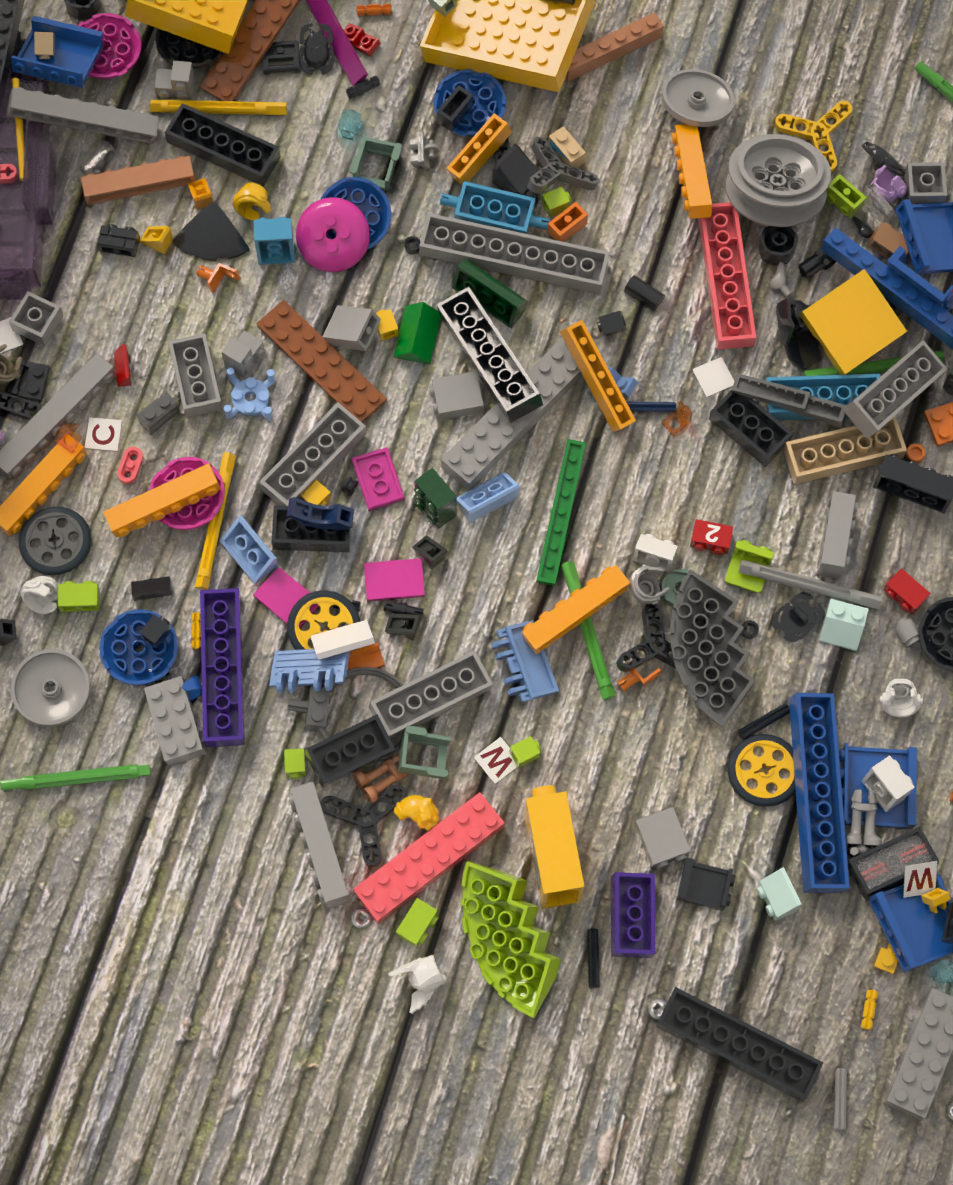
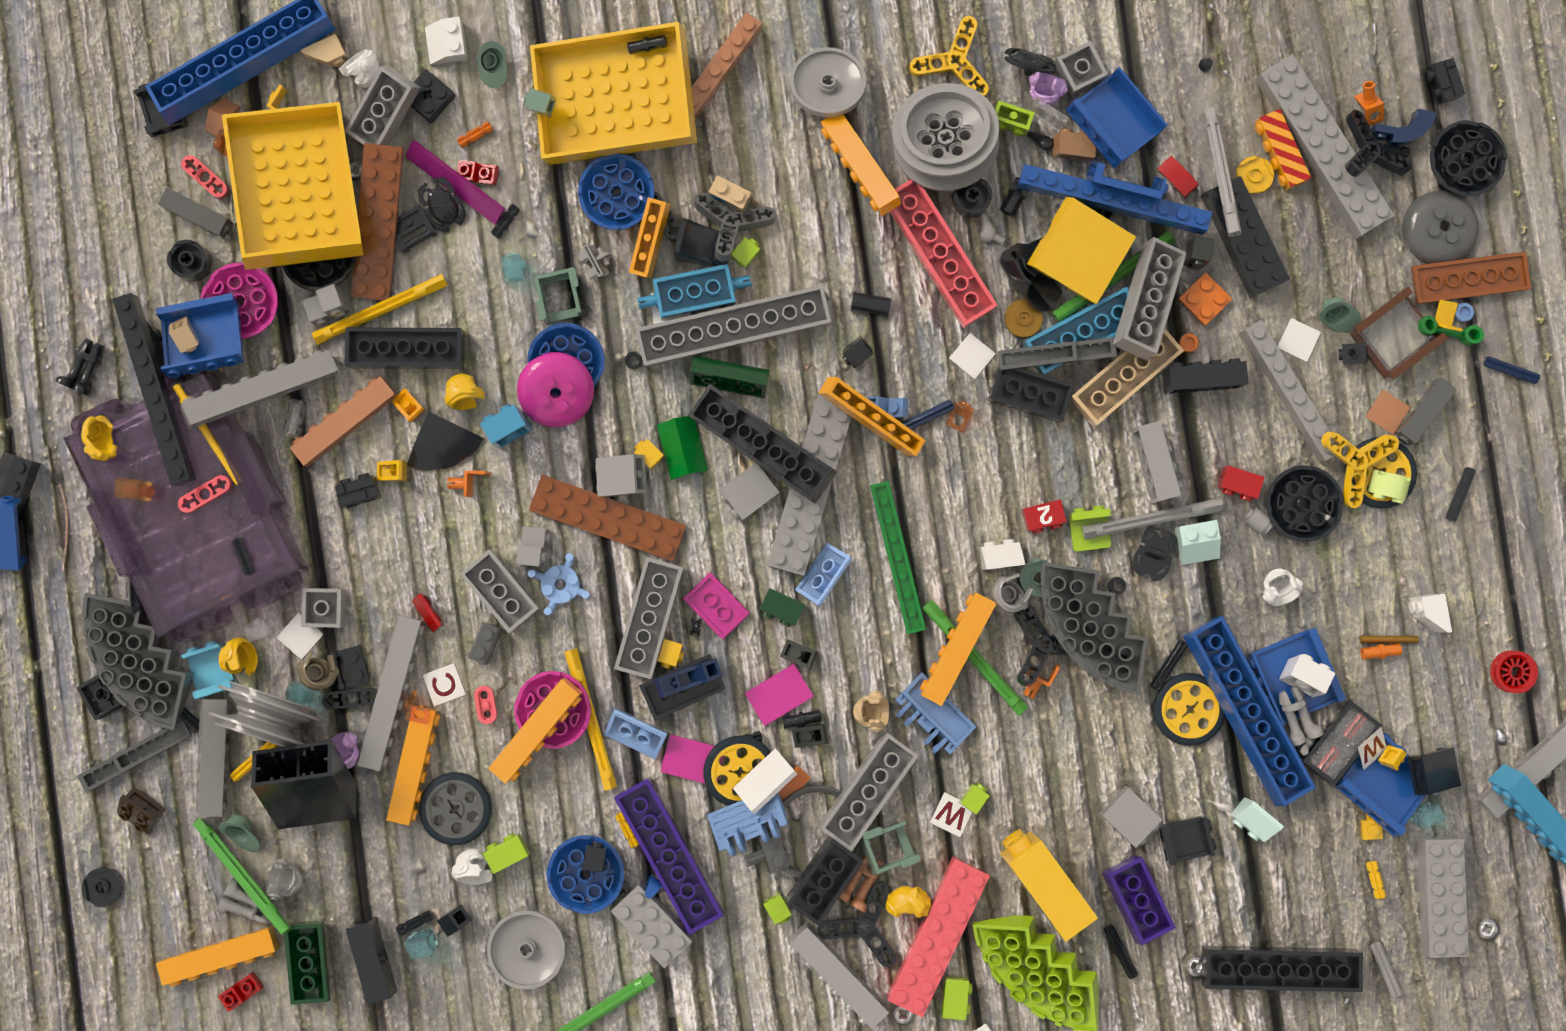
camera: 30 degrees left, 15 degrees up
(151, 588) = (565, 809): black slope -> none
(455, 108) = (607, 209): black brick -> none
(471, 629) = (872, 711): none -> tan helmet
(567, 223) = (768, 271): orange brick -> none
(770, 358) = (1017, 325): none -> pearl gold piece

